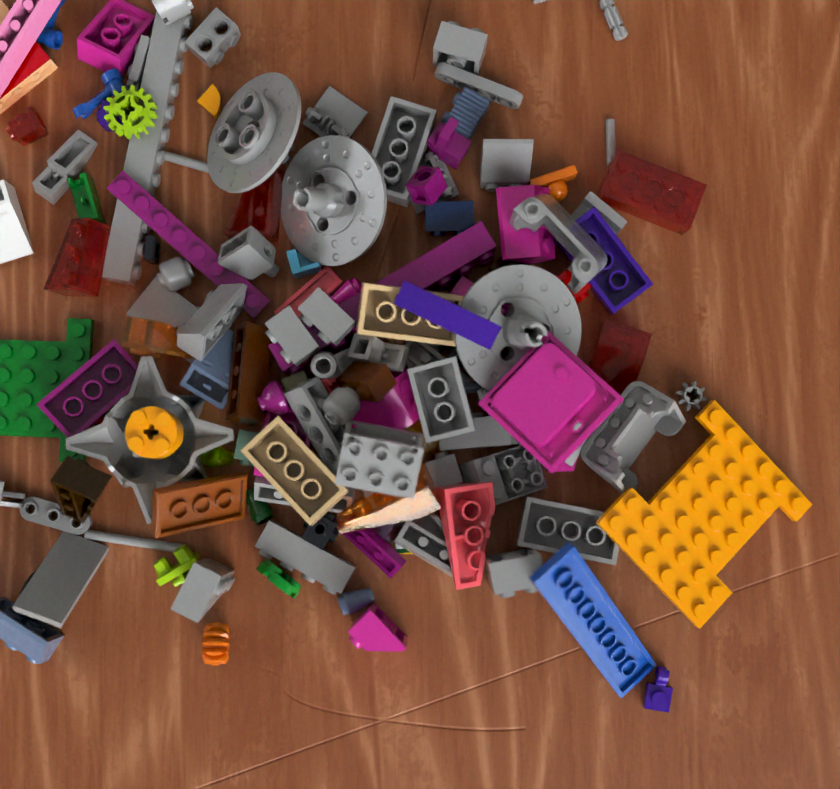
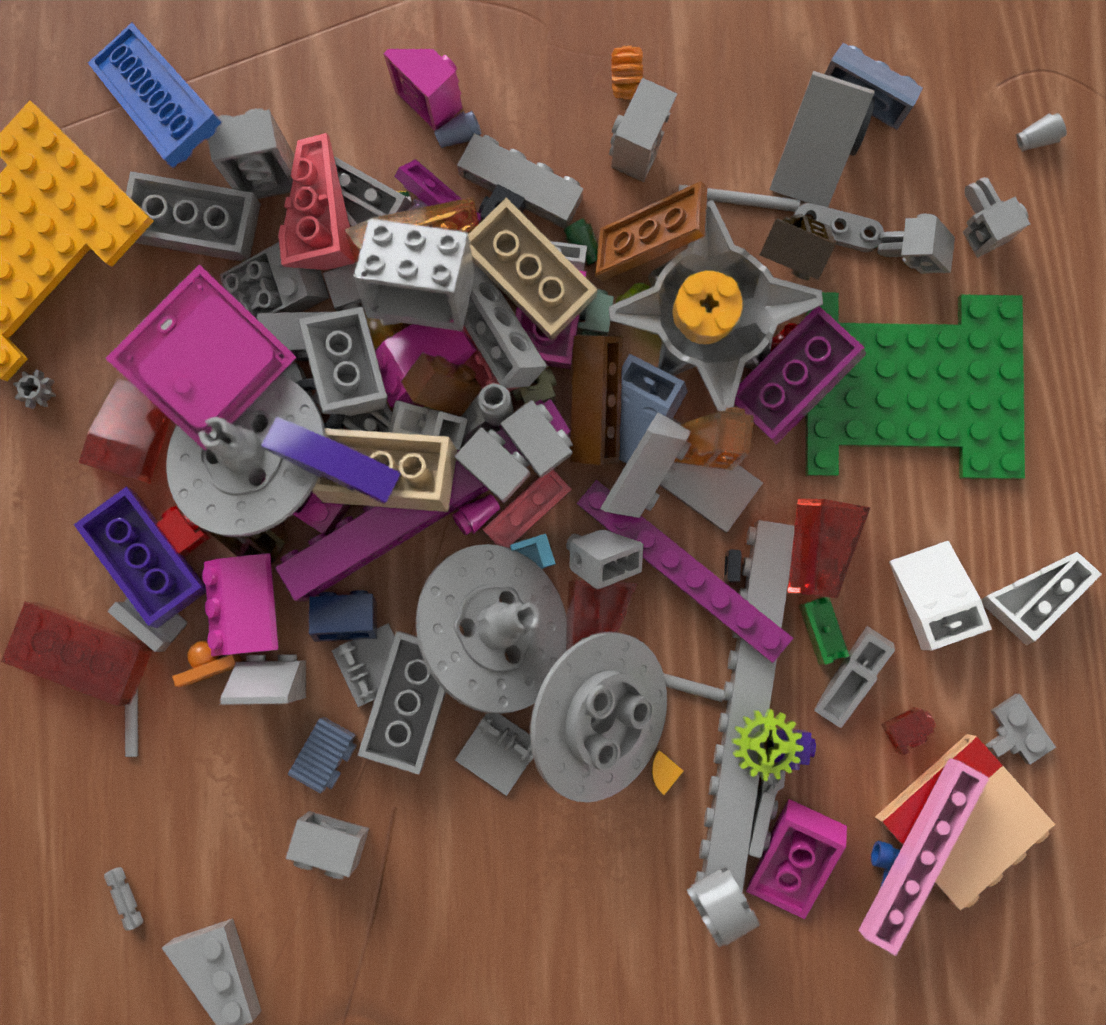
camera: 175 degrees right, 0 degrees up
(112, 81) = (794, 783): blue brick -> none
(168, 572) = (678, 161): lime hips -> none
(175, 274) = (700, 533): light grey head -> none
(208, 34) = (671, 863): light grey brick -> none
(273, 399) = (561, 362): magenta brick -> none
(285, 582) = (549, 147): green plate -> none
(341, 406) = (469, 347): light grey head -> none
(426, 185) = (369, 651): magenta brick -> none
(448, 144) = (342, 713): magenta brick -> none
(487, 88) = (305, 798): light grey beam -> none
(546, 211) = (209, 610): light grey windscreen -> none
(627, 431) = (87, 364): light grey windscreen -> none
(658, 694) = (86, 29): dark purple plate -> none

